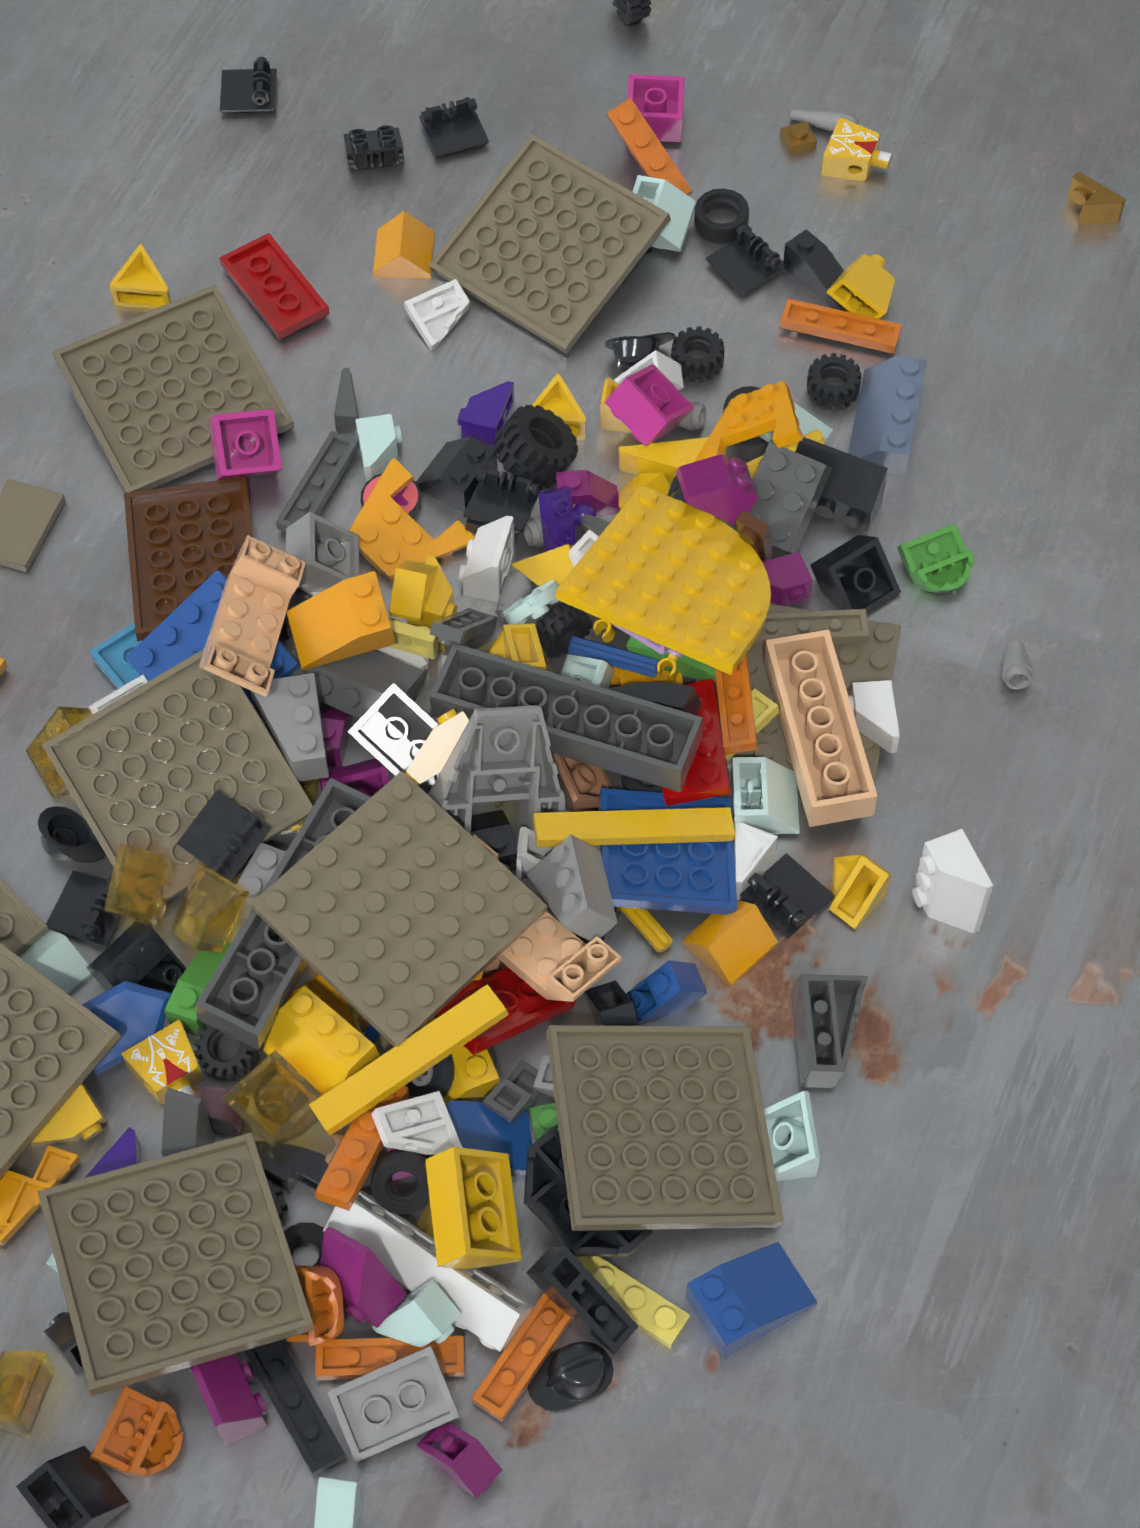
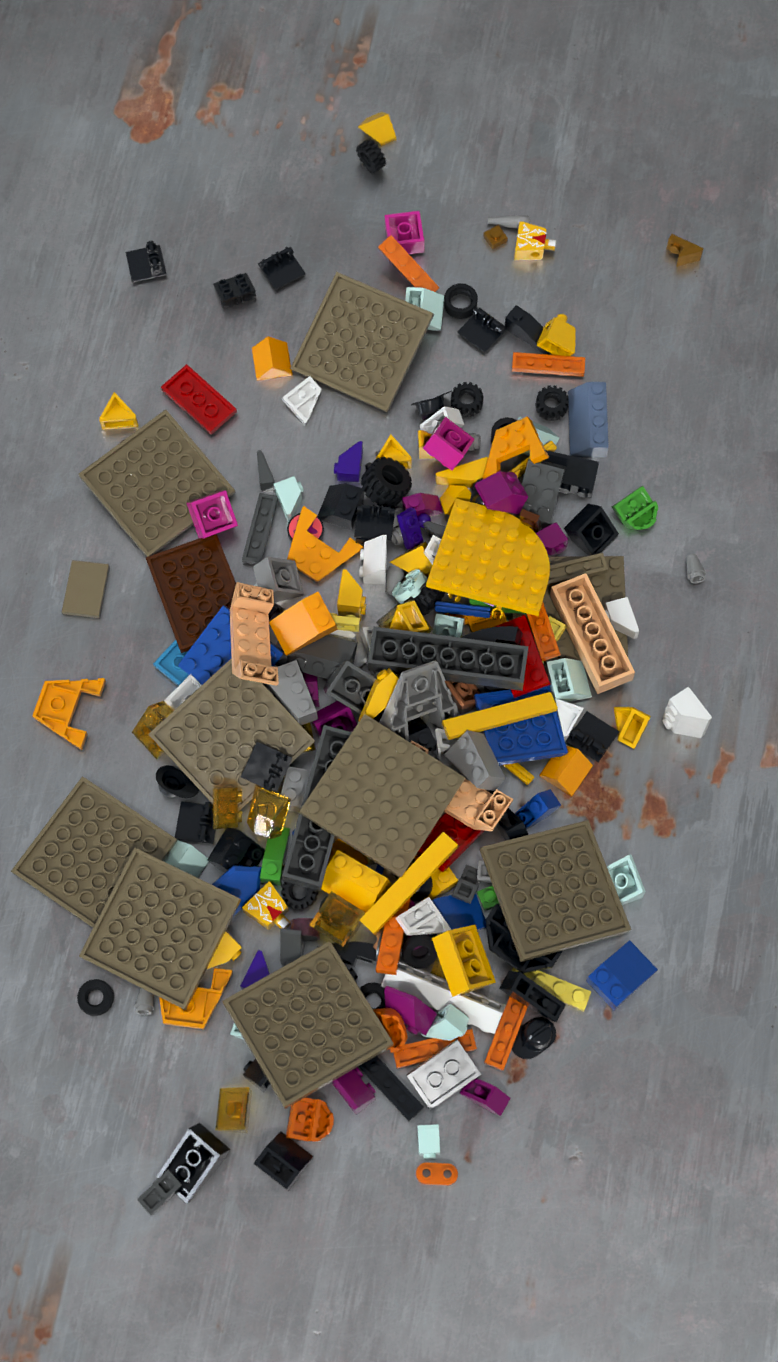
camera: 10 degrees left, 10 degrees up
(411, 589) = (339, 594): yellow slope -> none
(463, 626) = (373, 610): dark grey plate -> none
(824, 1025) = (630, 811): dark grey wedge -> none

